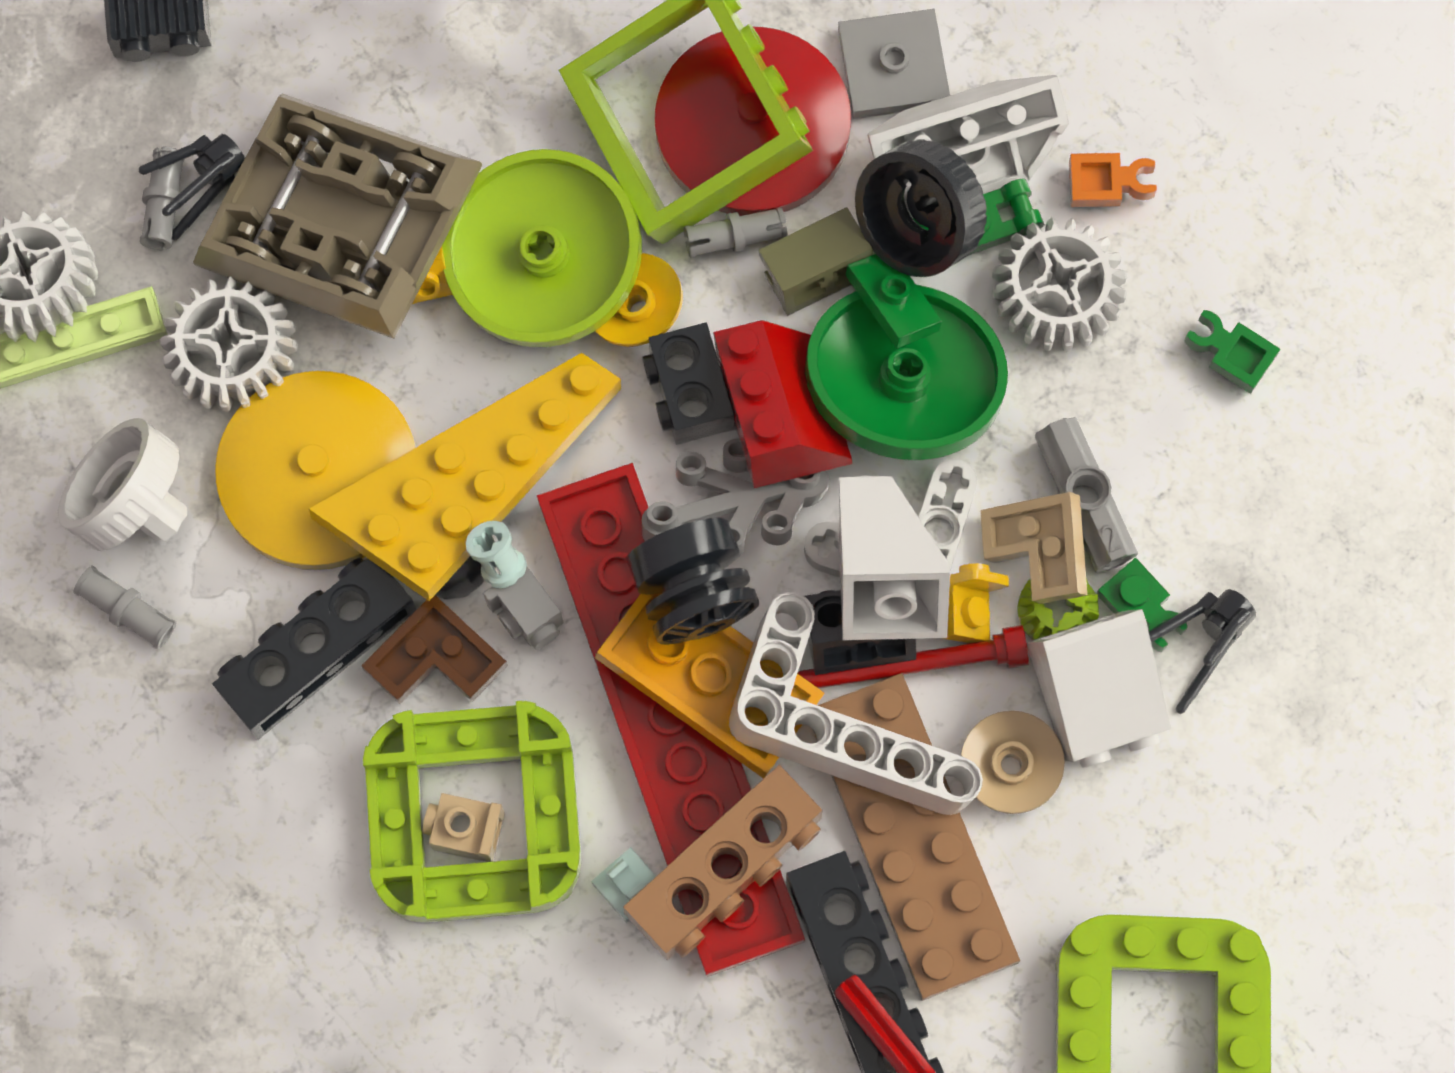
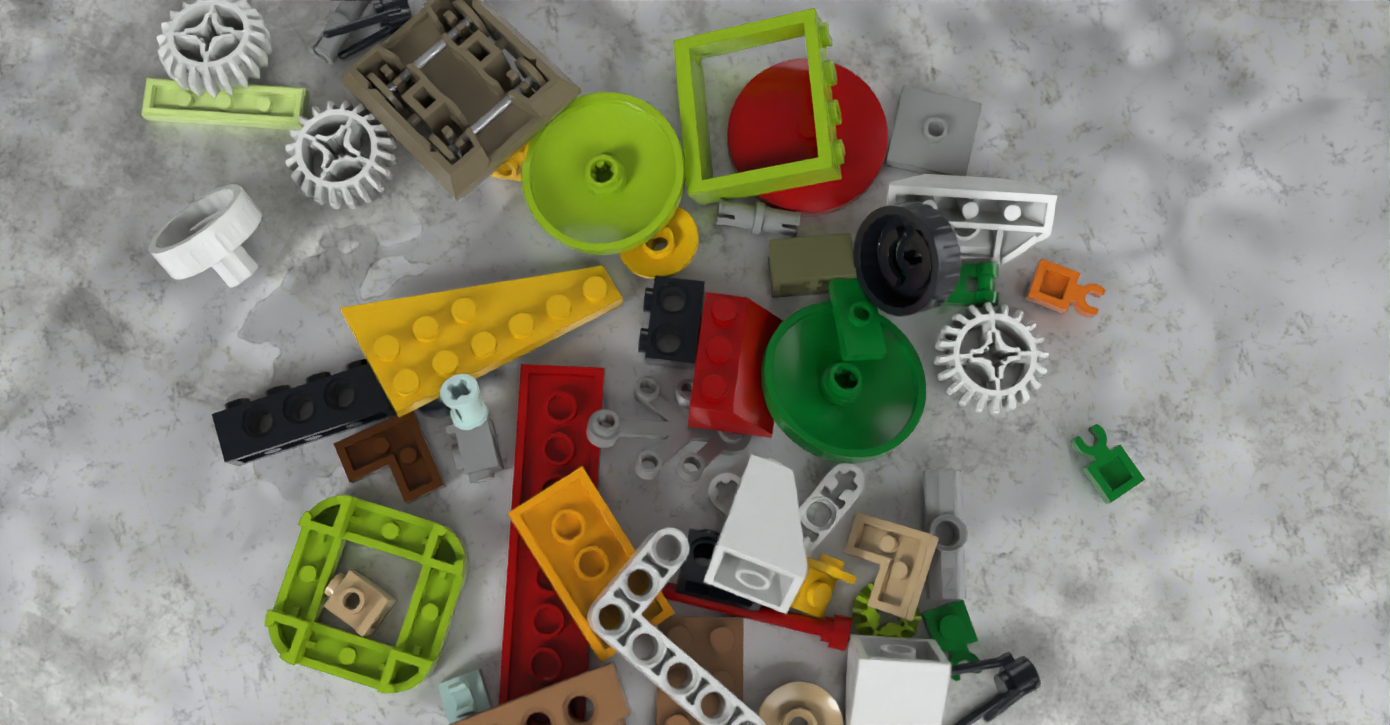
camera: 20 degrees right, 5 degrees up
(124, 607) = (180, 325): light grey pin -> none
(299, 450) = (361, 257): yellow dish -> none
(691, 574) = (600, 491): black wheel -> none

